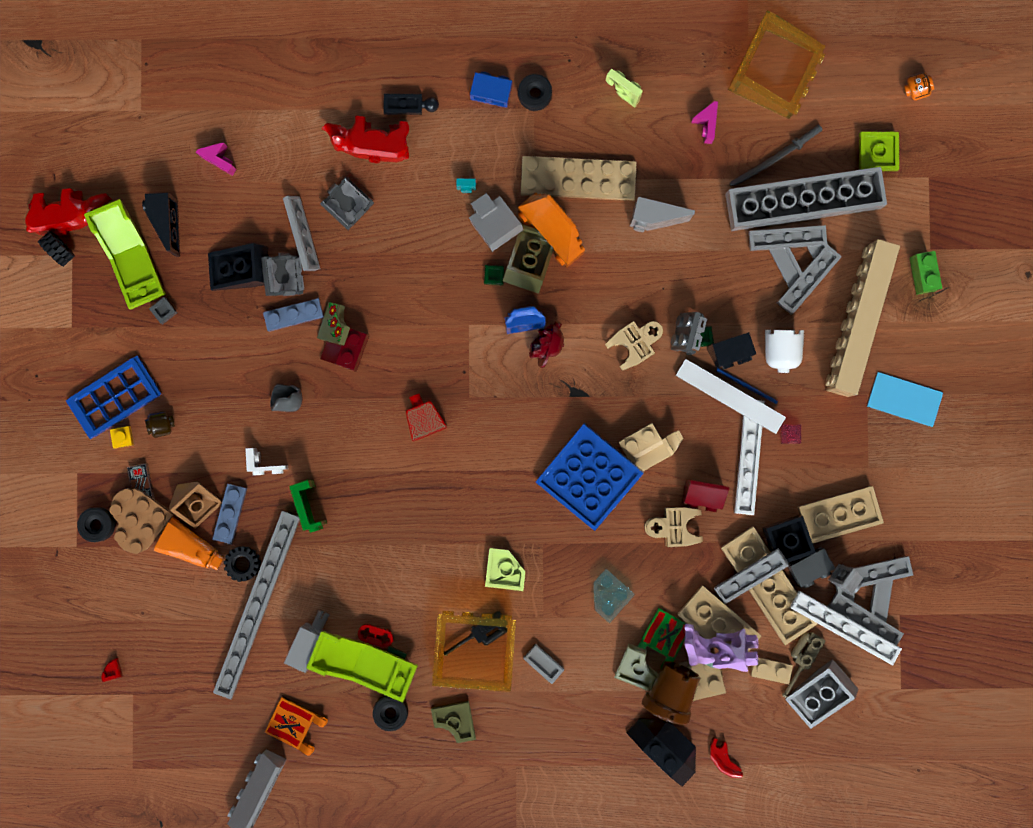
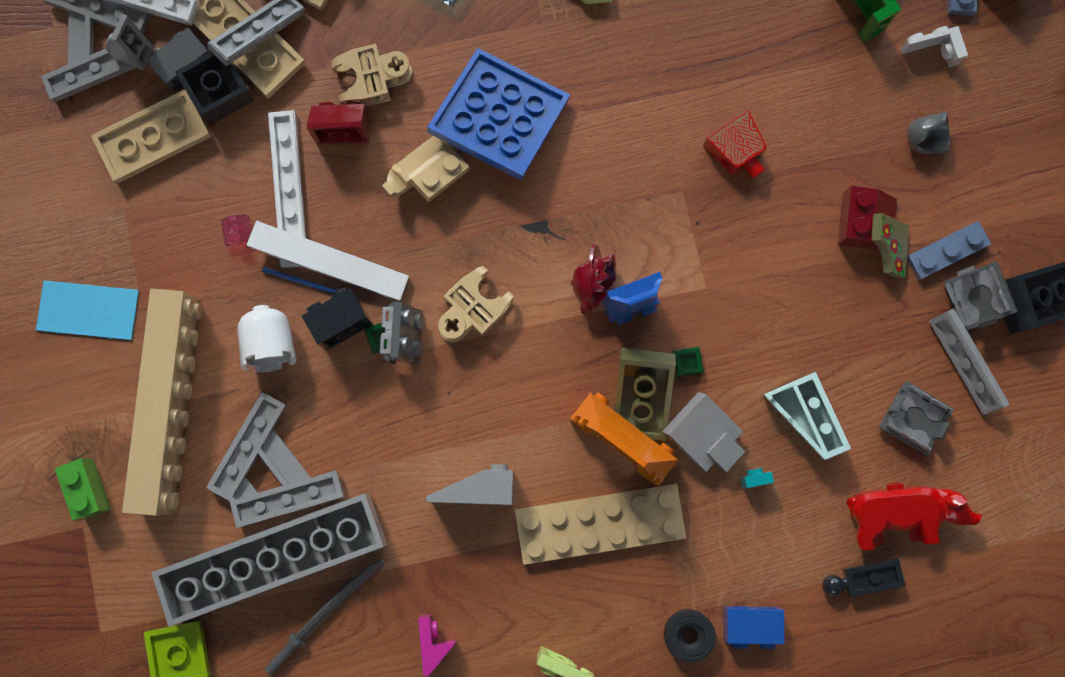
camera: 170 degrees right, 5 degrees down
(420, 220) = (810, 414): none -> light aqua wedge

